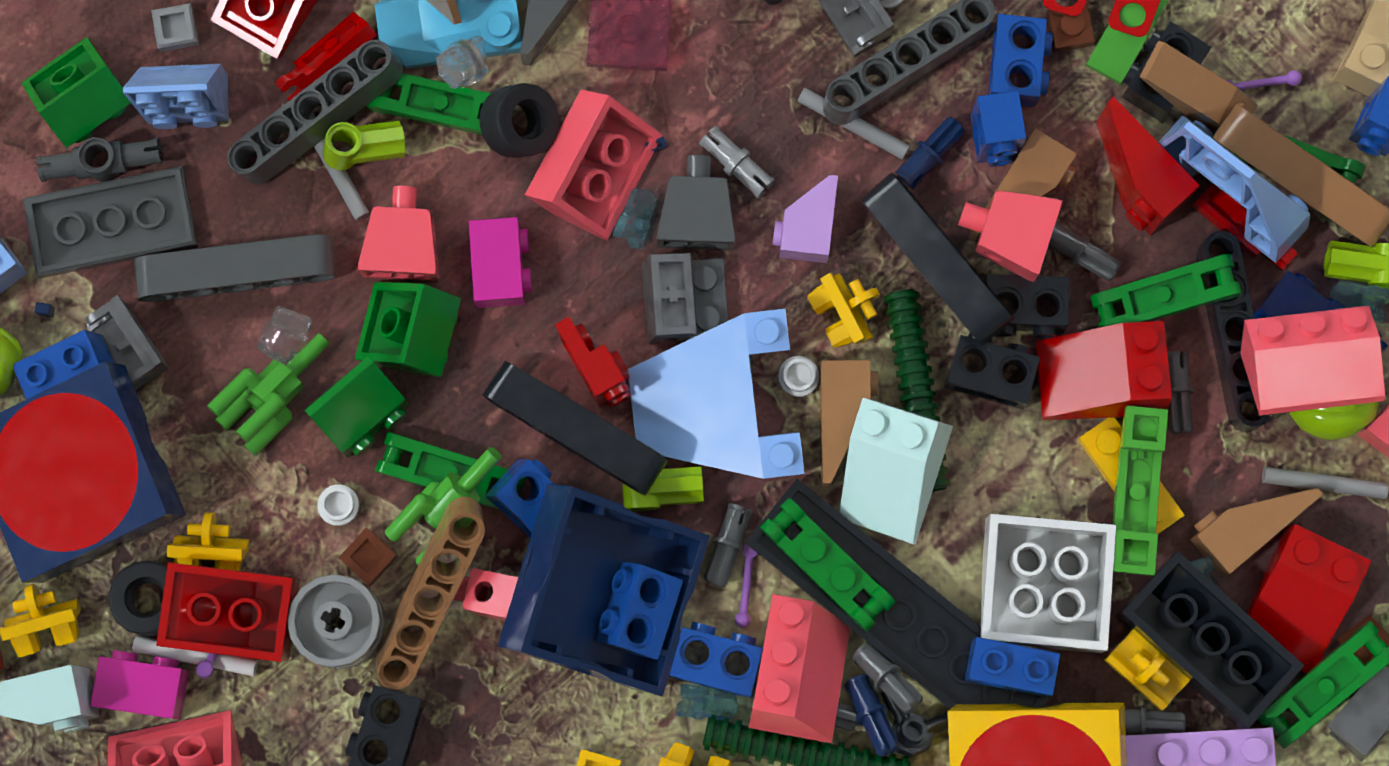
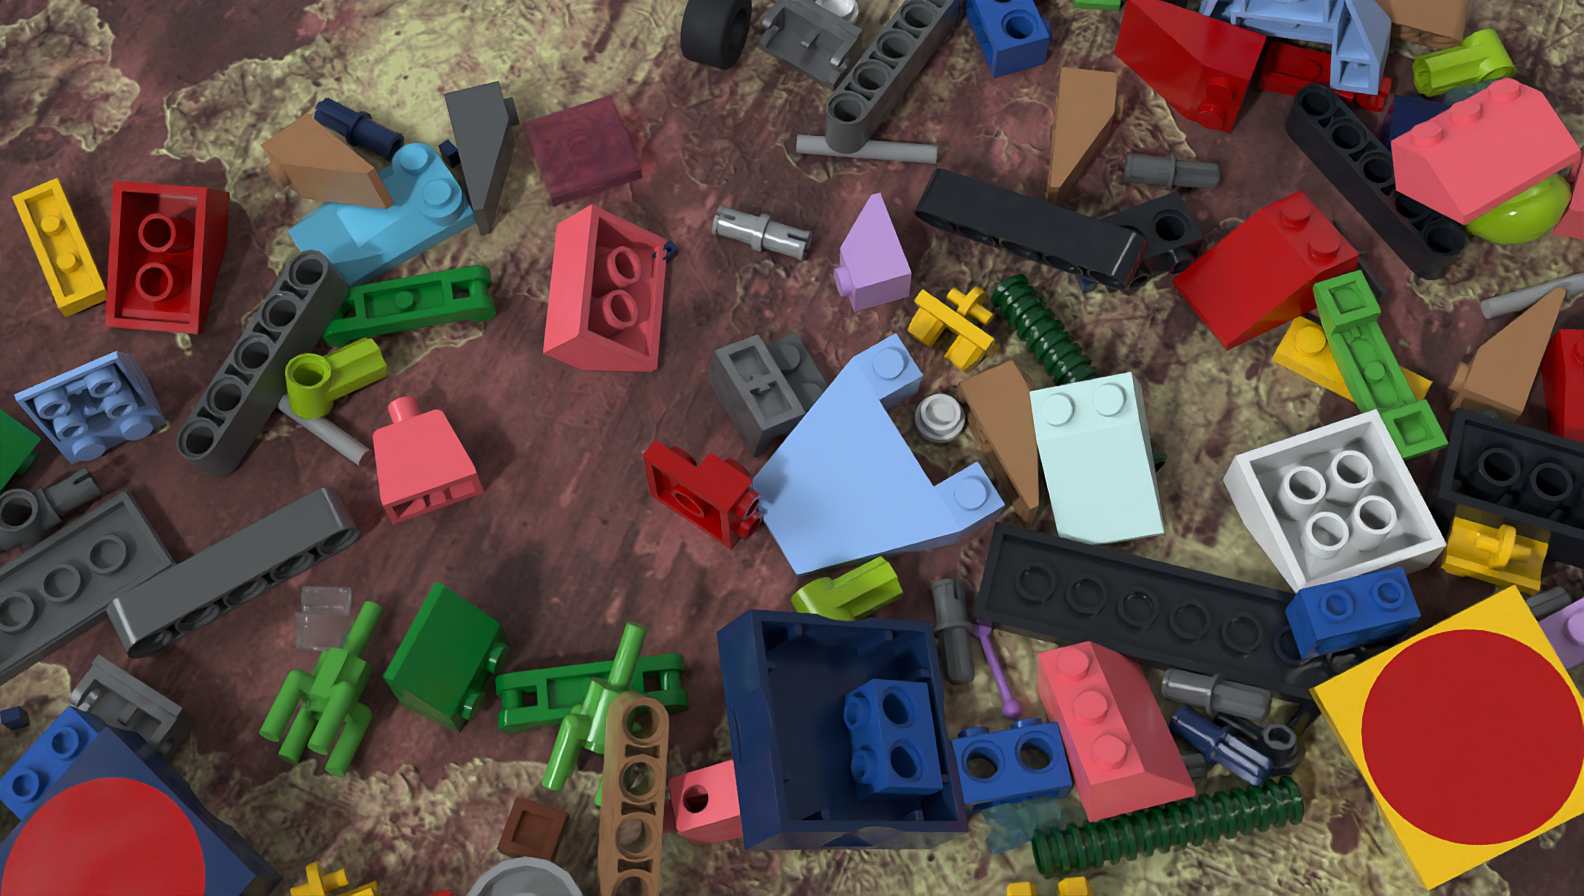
camera: 25 degrees left, 15 degrees down
(175, 27) = (64, 347): light grey tile -> none
(327, 53) = (250, 301): red plate -> none
(338, 505) = (470, 789): white plate -> none
(408, 327) = (472, 545): green slope -> none
(463, 62) = (412, 247): clear piece -> none
(498, 262) = (545, 438): dark pink brick -> none
(505, 497) = (692, 692): blue brick -> none
(541, 120) = (490, 297): black tyre -> none
(575, 428) = (717, 571): black beam -> none
(636, 218) = (679, 331): clear light blue piece -> none
(696, 210) = (745, 293): dark grey torso -> none
(827, 565) = (1081, 597): green plate -> none
(929, 153) = (963, 139): dark blue axle -> none
(989, 382) = (1150, 333): black brick -> none
(997, 128) = (1022, 80): blue brick -> none
(1013, 230) = (1098, 162): coral torso -> none
(1168, 292) = (1289, 162): green plate -> none

